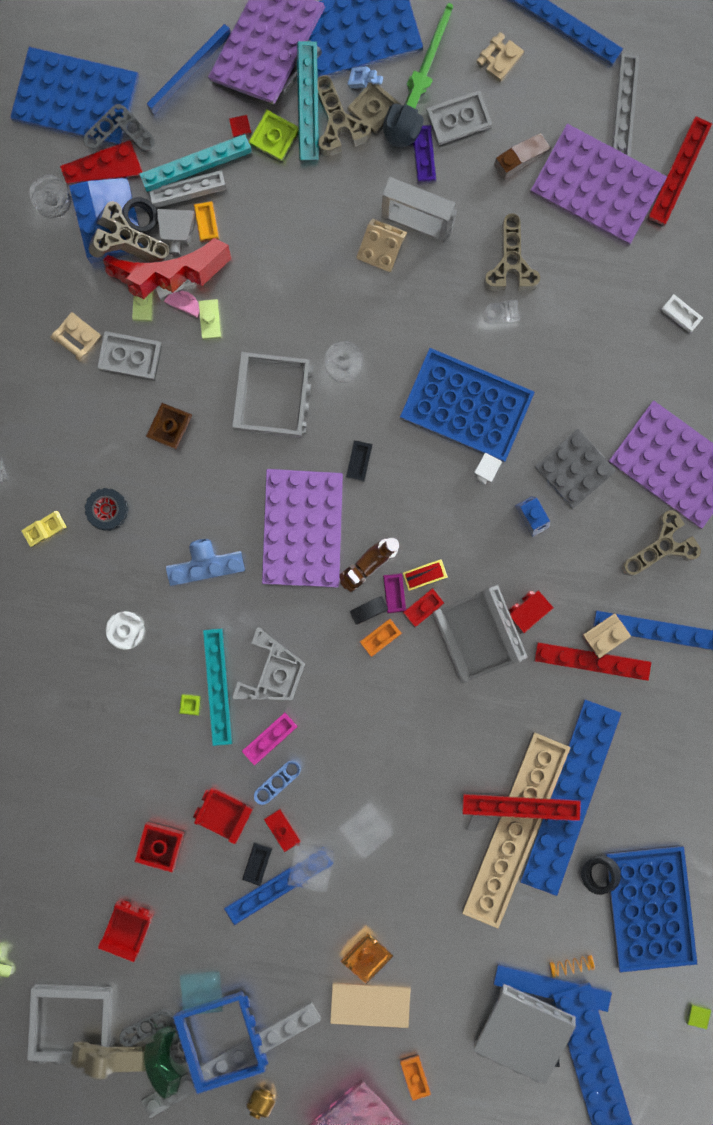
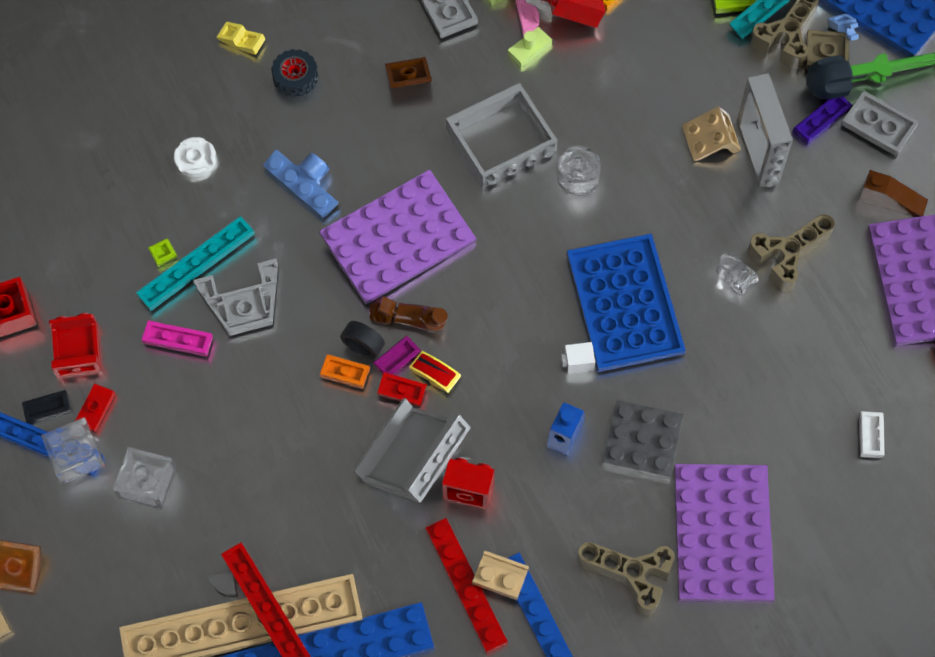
camera: 55 degrees right, 20 degrees down
(272, 790) = (131, 364): medium blue beam -> none
(359, 461) = (499, 246): black tile -> none

